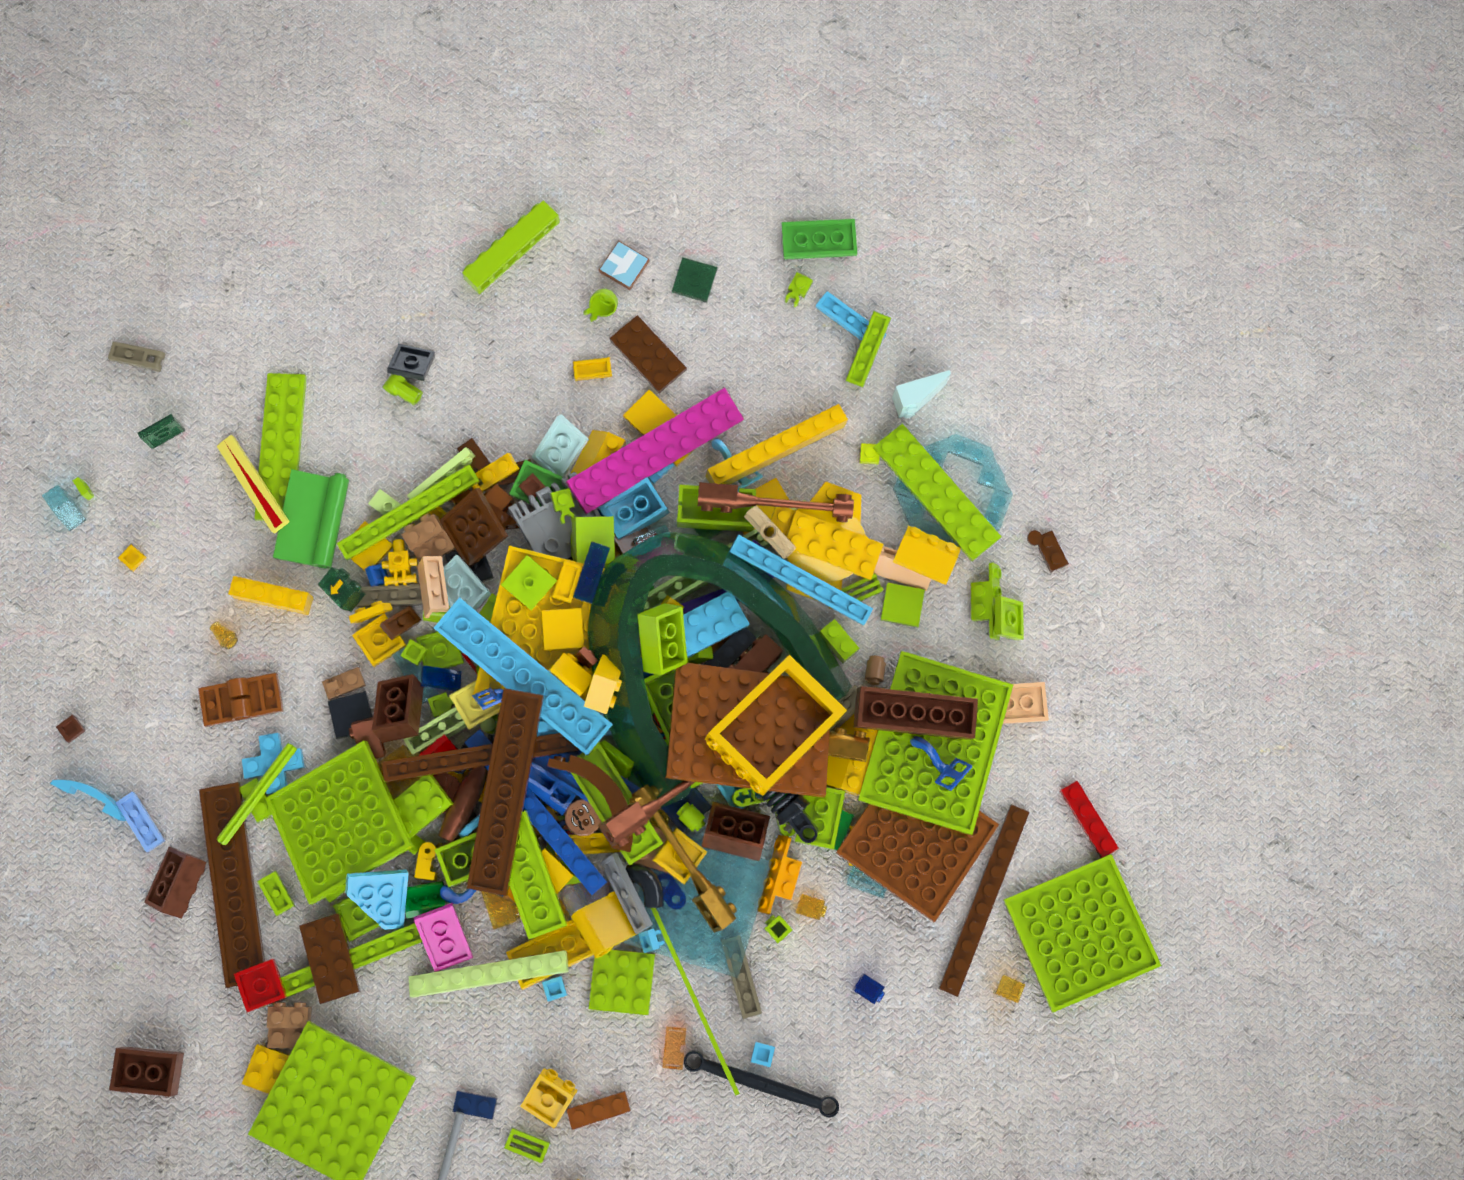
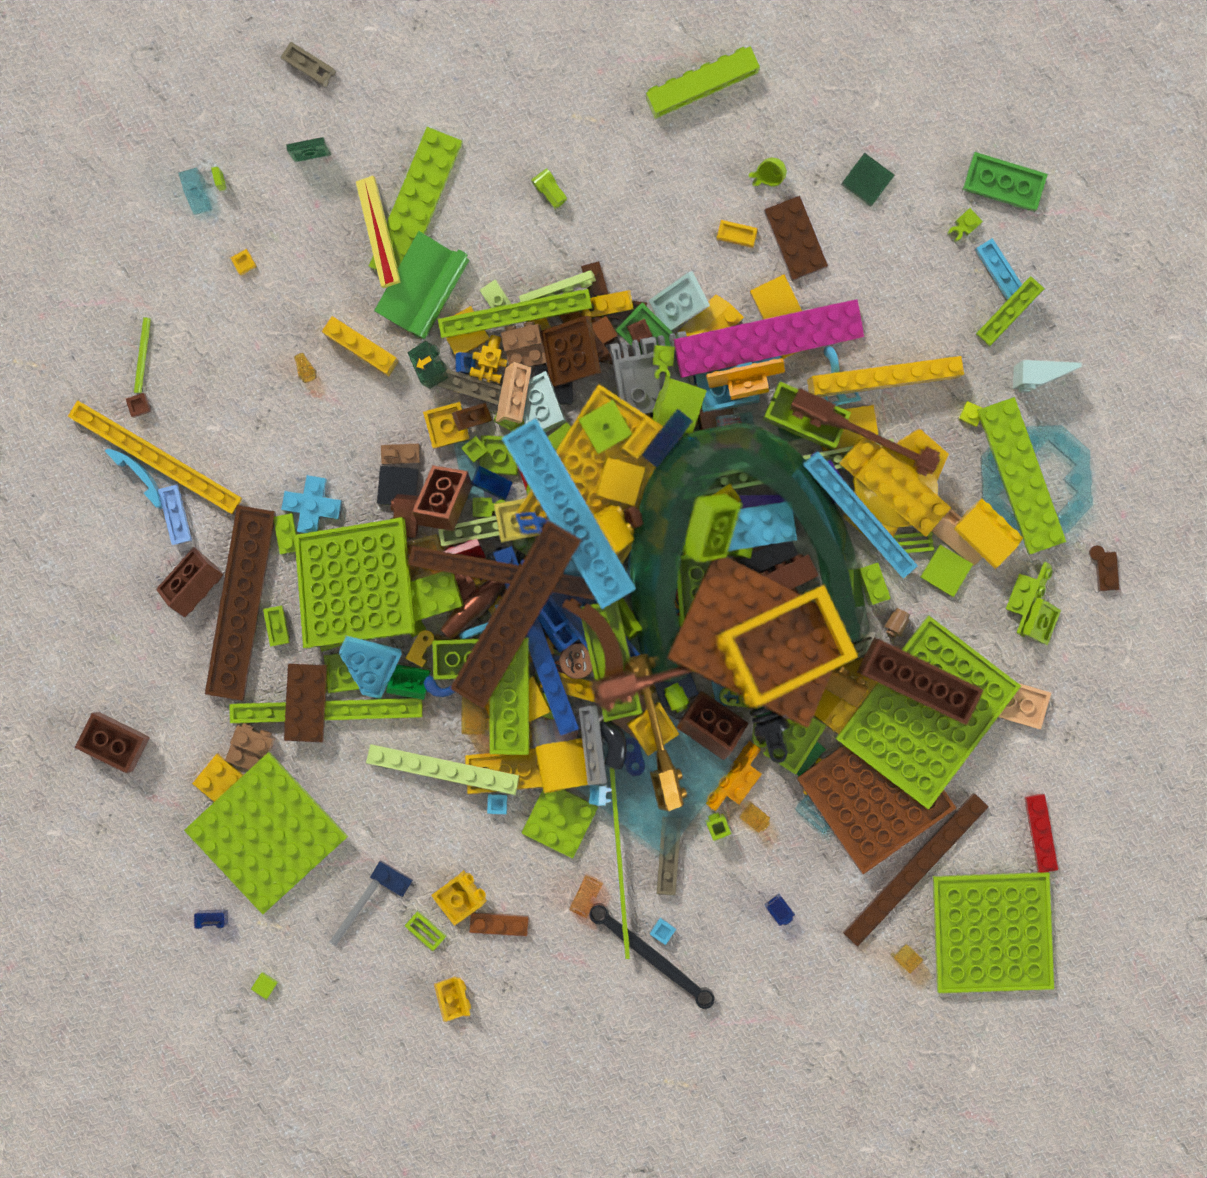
camera: 25 degrees right, 10 degrees up
(60, 680) = (142, 355): none -> lime bar
(102, 772) = (155, 457): none -> yellow plate
(240, 699) = (301, 434): dark orange plate -> none
(256, 794) = (288, 529): lime axle -> none
(260, 985) = (236, 704): red plate -> none
(363, 614) = (454, 396): yellow plate -> none
(411, 362) = (566, 165): black tile -> none
(443, 937) = (413, 722): plate -> none
(603, 686) = (640, 551): yellow slope -> none
(624, 265) = (804, 140): tile -> none
(648, 493) = (748, 379): none -> light orange bracket
(762, 523) = (843, 448): tan piece -> none
(944, 769) = (926, 741): blue piece -> none

